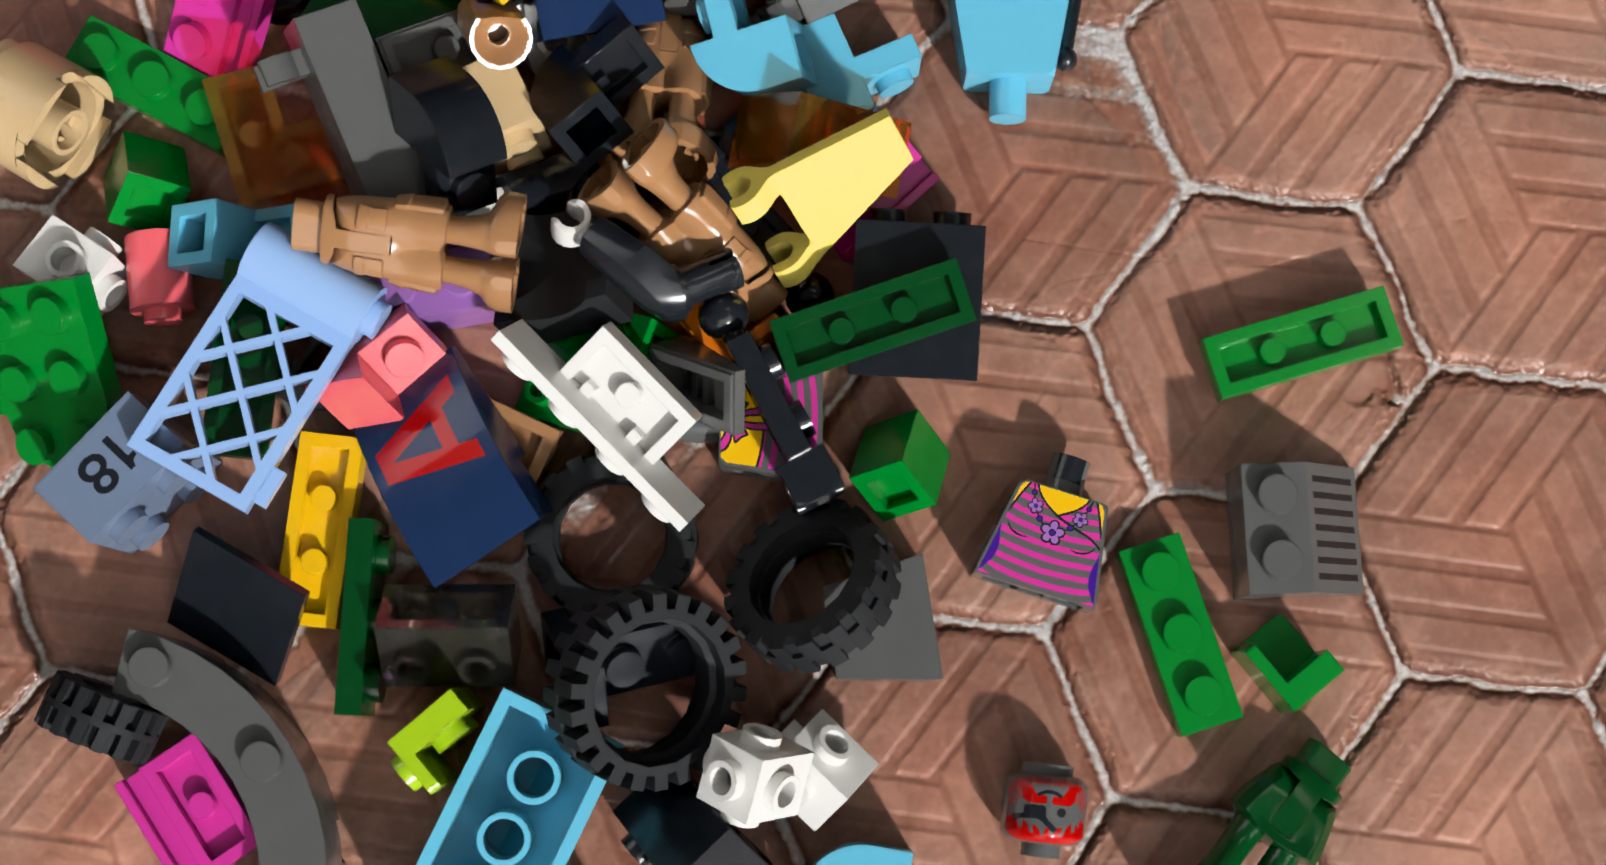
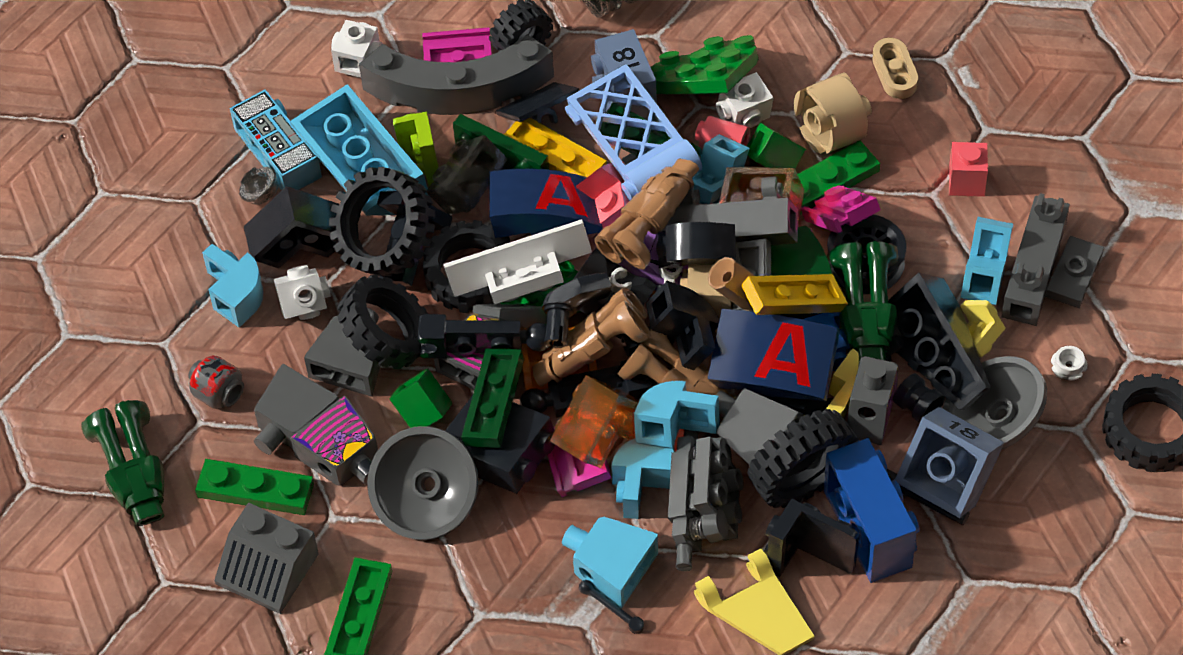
camera: 120 degrees right, 25 degrees down
(754, 775) = (312, 246): white brick -> none
(824, 189) = (568, 401): light yellow flag -> none
(1032, 648) = (287, 407): none -> dark grey torso
(1077, 358) = (399, 479): none -> dark grey dish
(1285, 664) = (206, 519): green panel -> none

